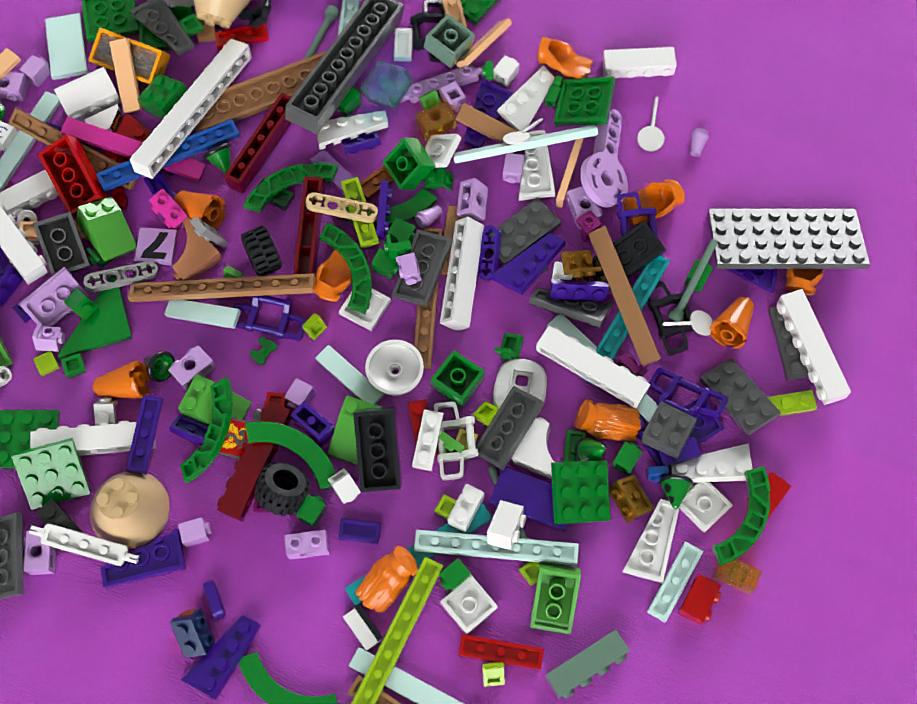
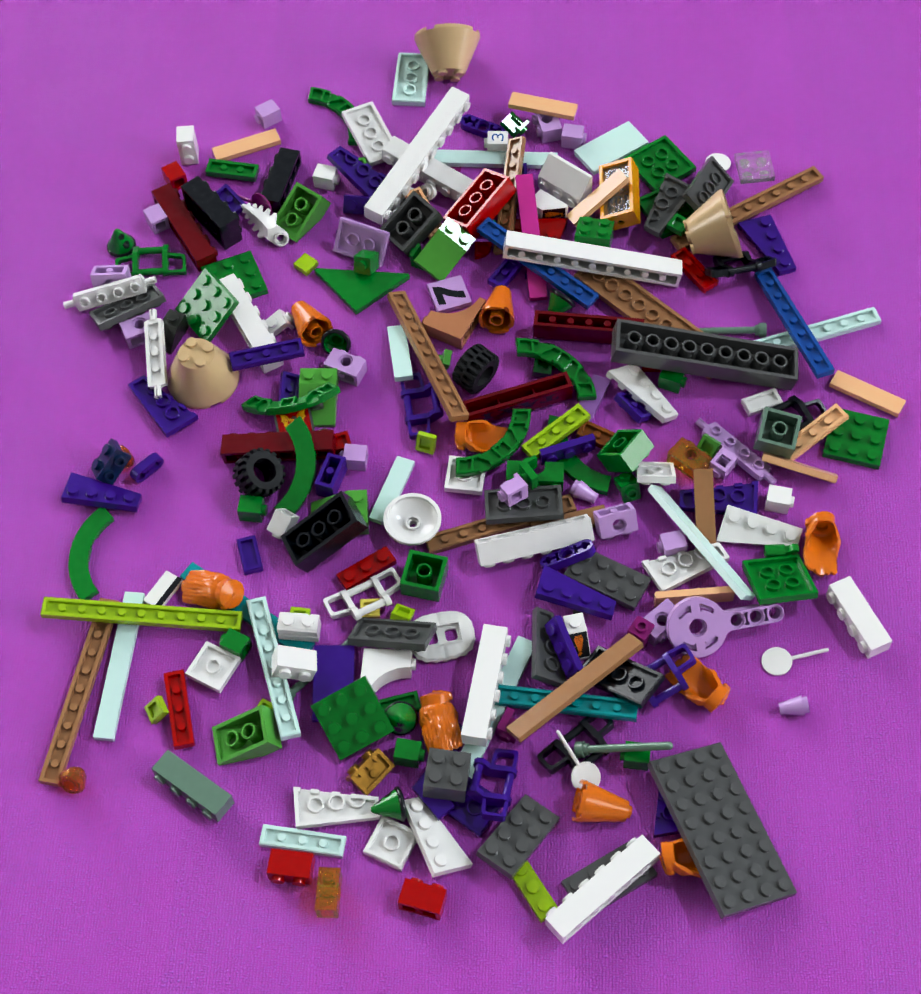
camera: 70 degrees right, 10 degrees down
(48, 338) = (326, 253): lavender brick -> none
(73, 365) = (311, 283): green plate -> none
(120, 273) = (407, 279): light grey beam -> none
(168, 208) = (481, 283): dark pink bracket -> none
(194, 532) = (199, 429): lavender brick -> none
(208, 233) = (473, 321): light grey plate -> none
(260, 356) = (393, 417): green piece -> none
(307, 544) = (219, 516): lavender brick -> none
(341, 211) = (551, 411): tan beam -> none
(387, 84) = (702, 401): clear light blue brick -> none
(427, 440) = (353, 573): white plate -> none
(450, 443) = (358, 592): bright green plate -> none
(487, 70) = (766, 479): green plate -> none
(510, 346) = (479, 610): green bracket -> none
(520, 137) = (705, 533): white piece -> none
(578, 263) = (589, 632): pearl gold bracket -> none
(655, 473) = (404, 785): blue plate -> none
(754, 520) = (381, 884): green tile -> none

